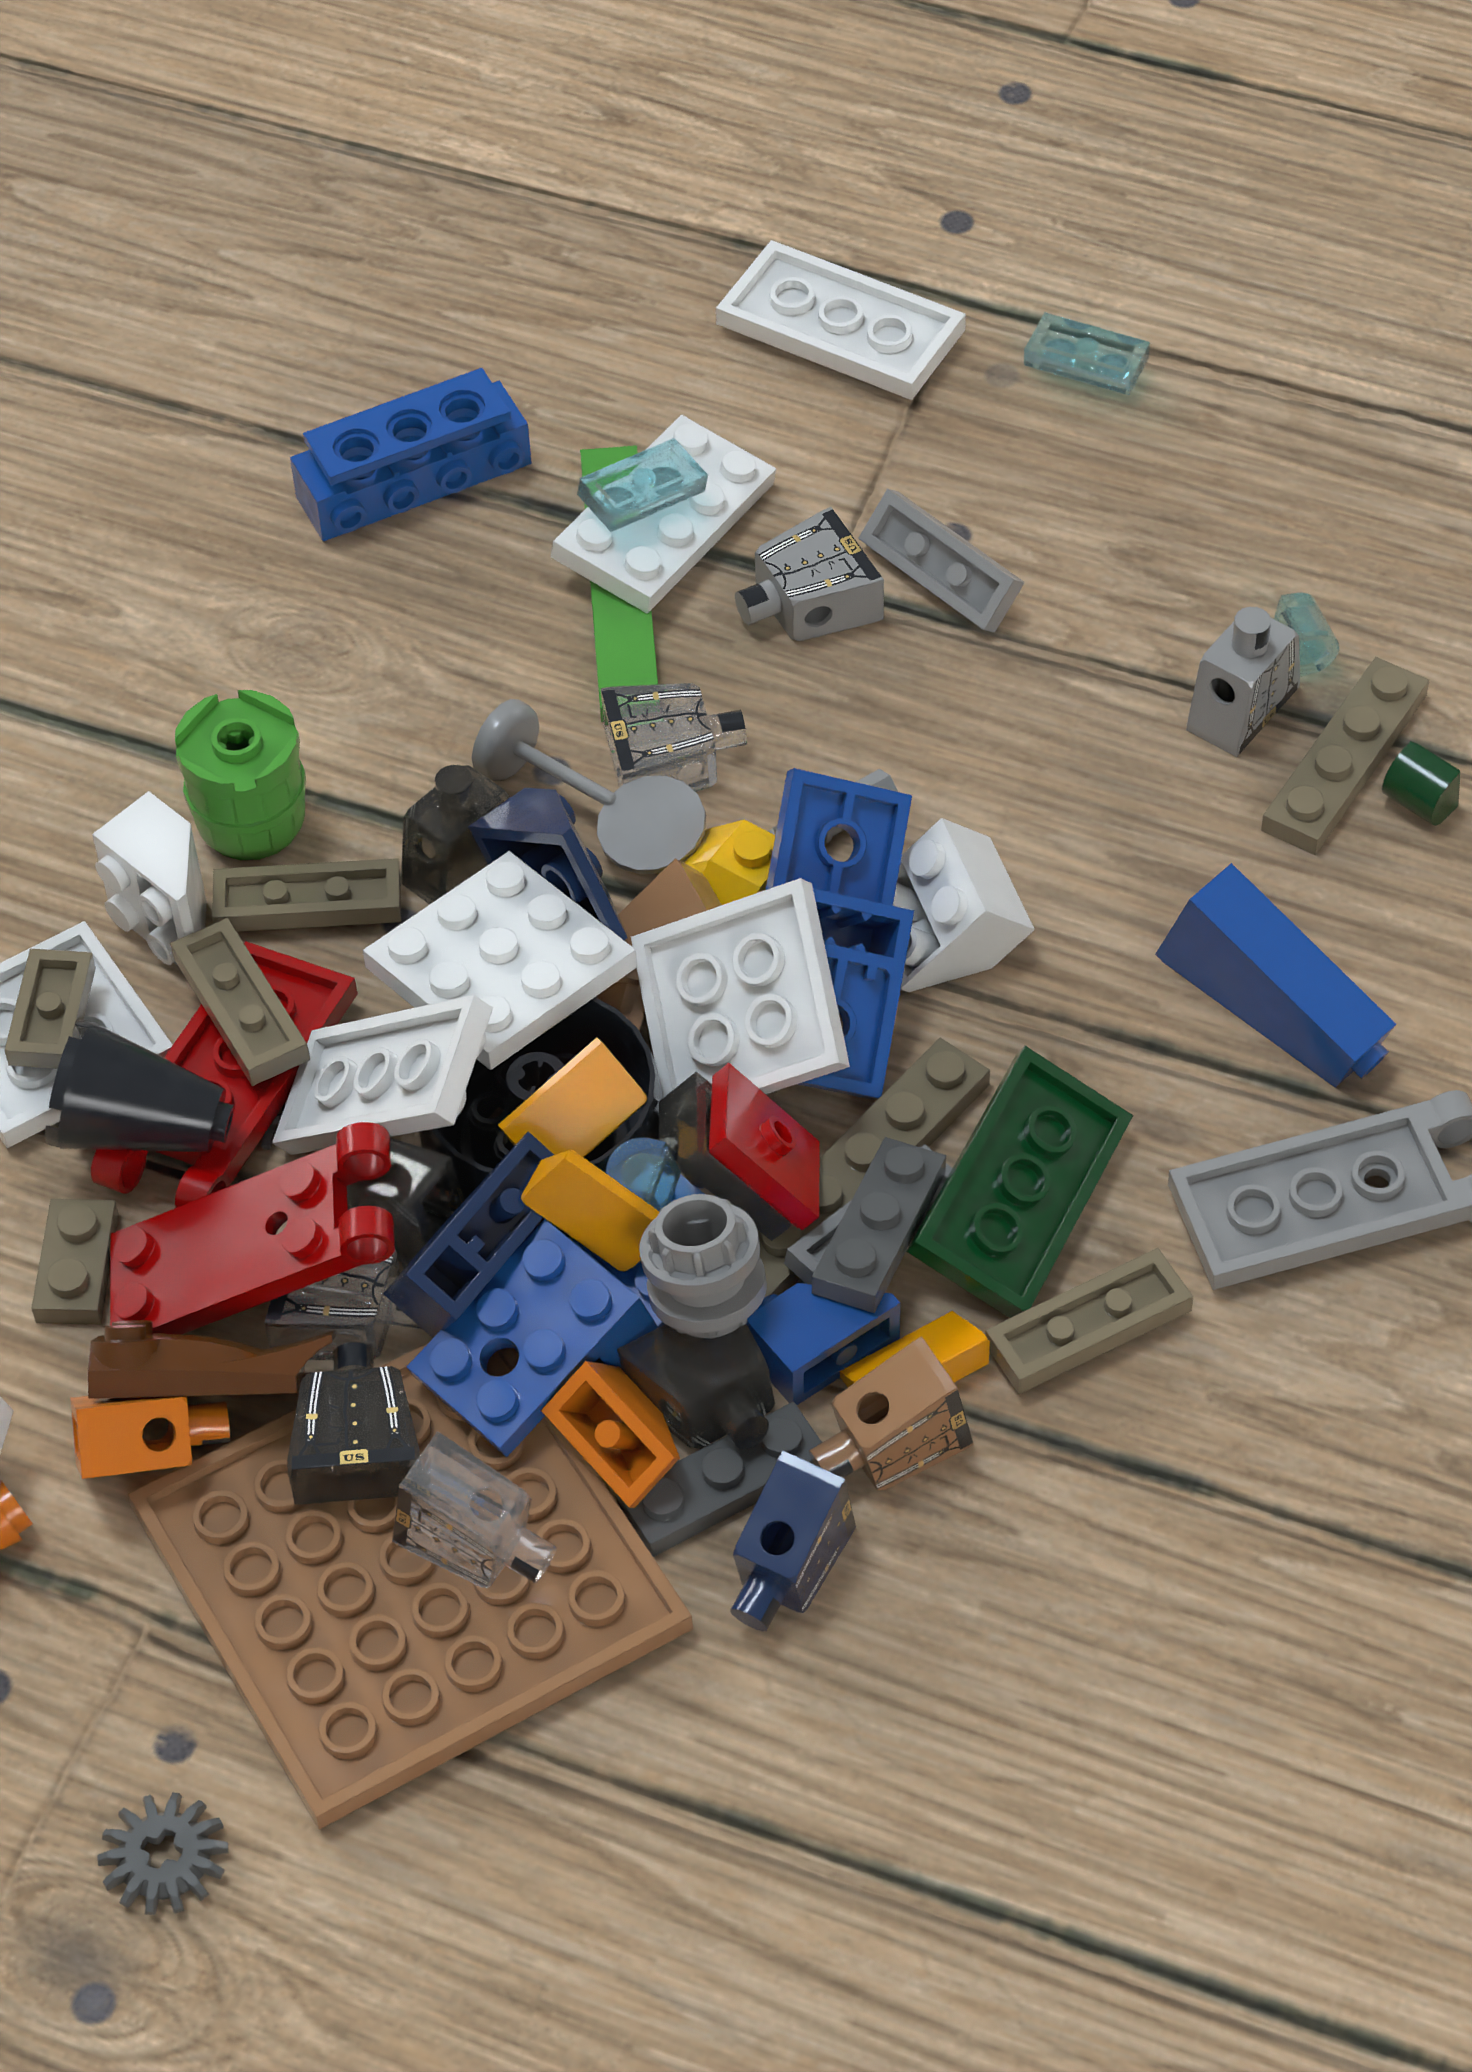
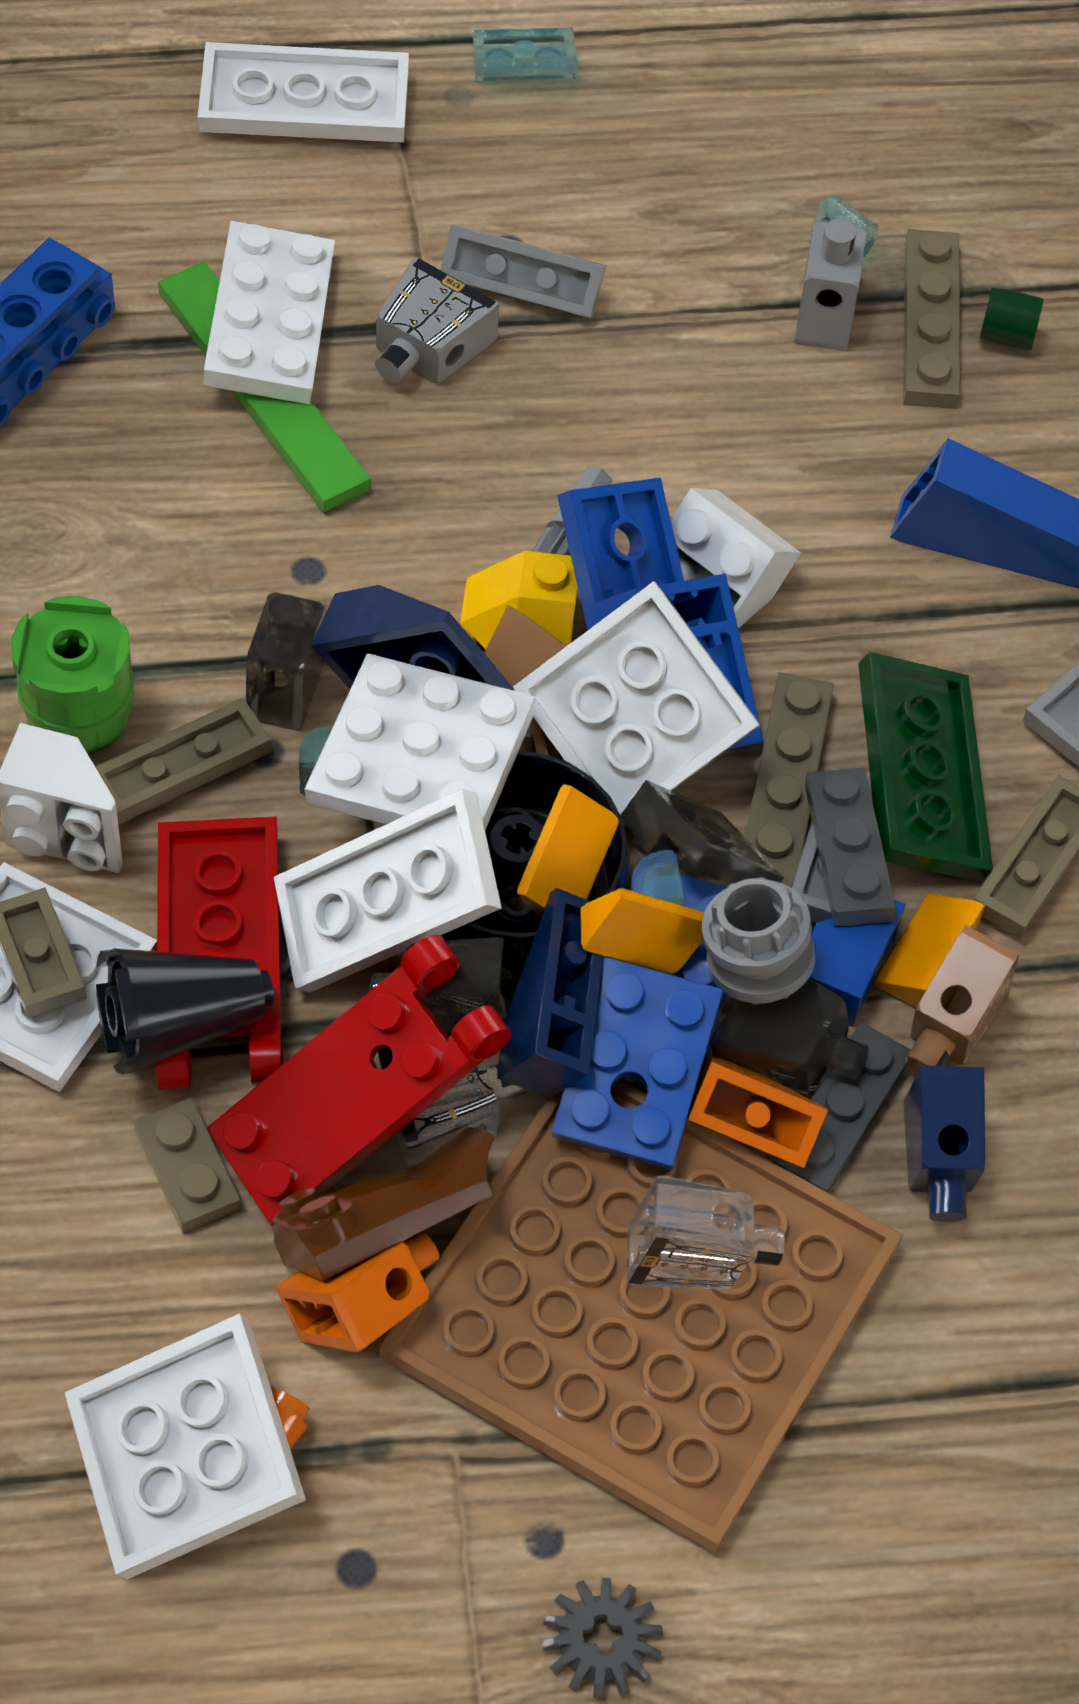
camera: 35 degrees left, 5 degrees up
(240, 1002) = (201, 877): dark tan plate -> none
(351, 1431) = (550, 1205): clear smoke torso -> none
(640, 823) = (431, 571): light grey piece -> none
(642, 484) = (255, 292): clear light blue plate -> none
(667, 733) = (395, 509): clear torso -> none
(764, 1147) = (729, 820): red plate -> none

